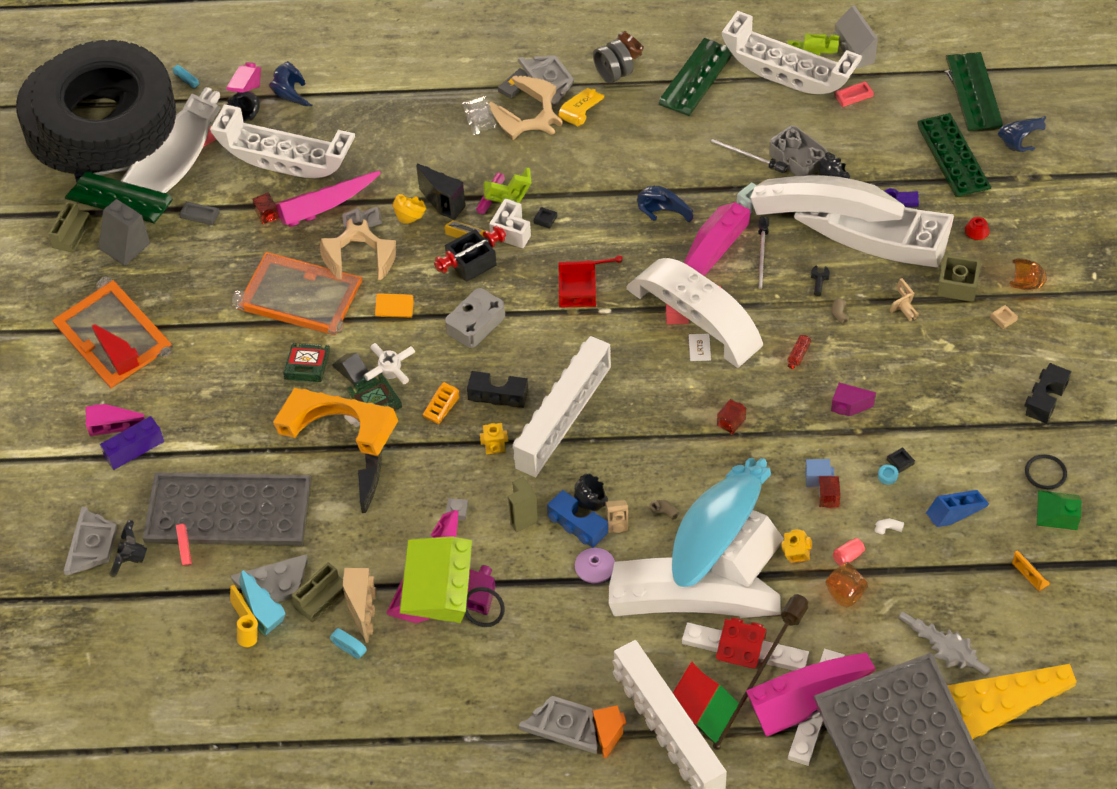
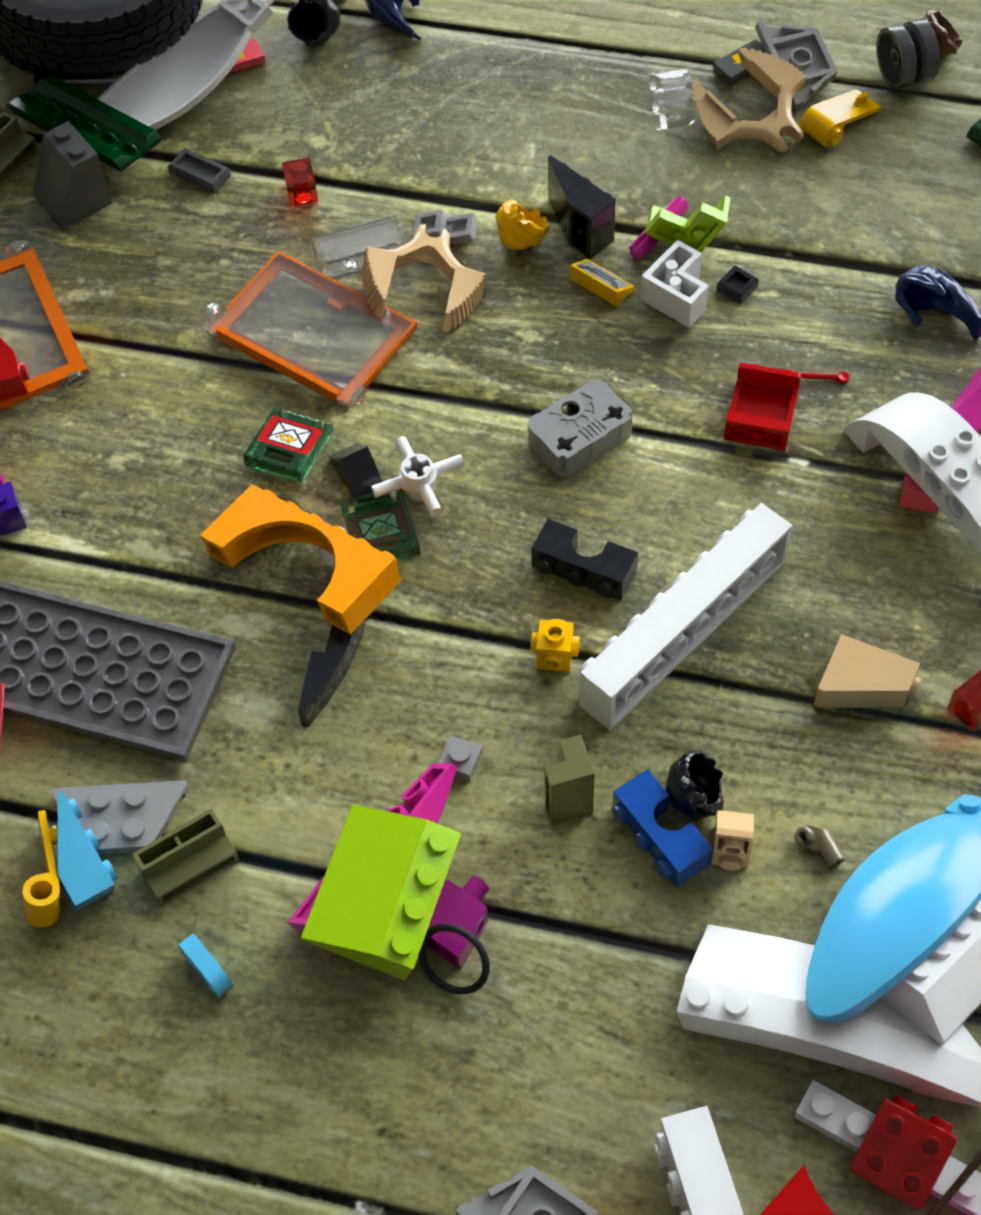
camera: 15 degrees right, 5 degrees up
(279, 149) = (342, 92): white slope -> none
(307, 243) = (343, 251): none -> clear brick
(313, 203) = (382, 187): dark pink wedge -> none
(359, 596) = (246, 878): tan slope -> none
(394, 305) = (455, 379): light orange slope -> none
(444, 392) = (497, 546): light orange slope -> none
(471, 253) = (600, 319): black brick -> none
(591, 571) = (668, 936): lavender dish -> none
(669, 418) = (866, 677): none -> tan slope
(699, 347) = (947, 559): white sticker -> none

